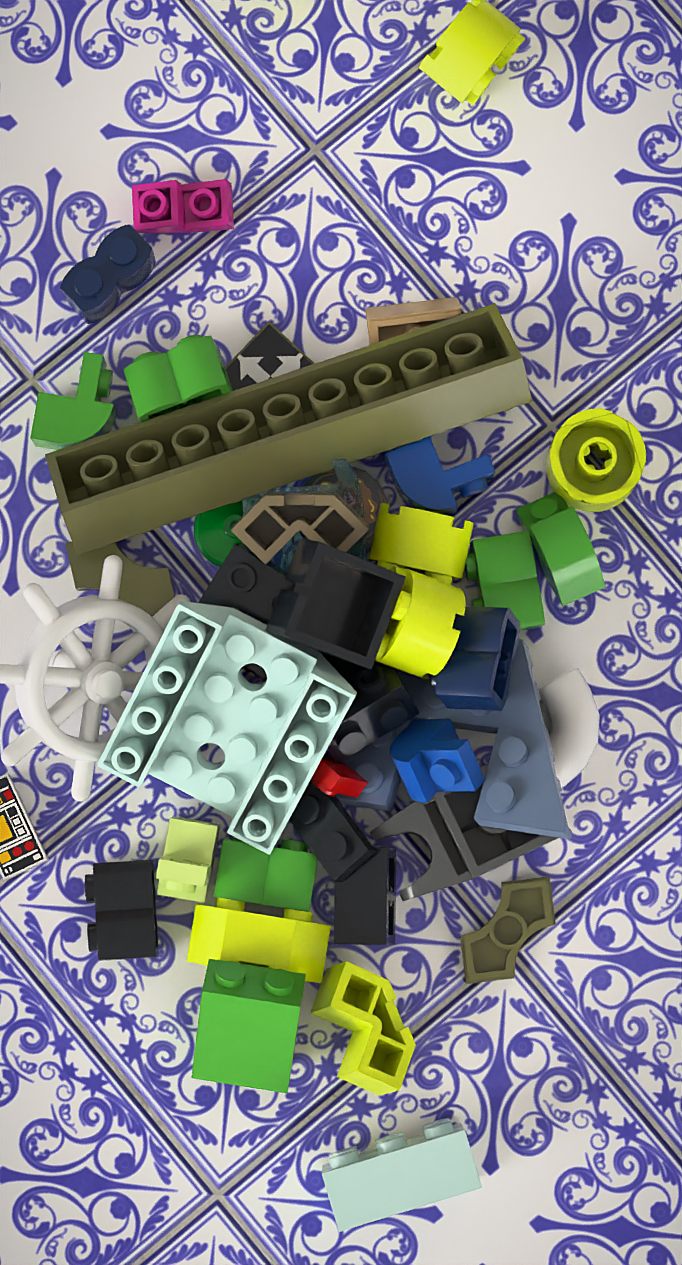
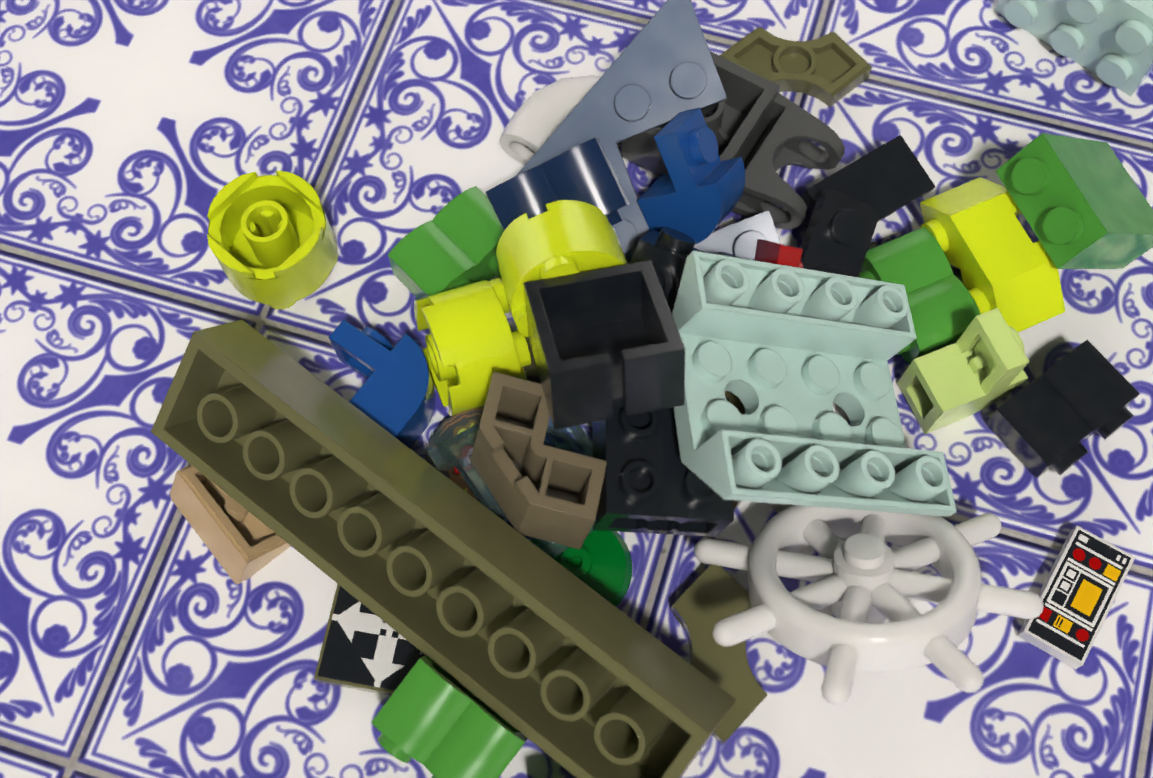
camera: 120 degrees left, 15 degrees down
(379, 1041) = (998, 93): neon yellow brick -> none
(562, 547) = (377, 215): bright green brick -> none

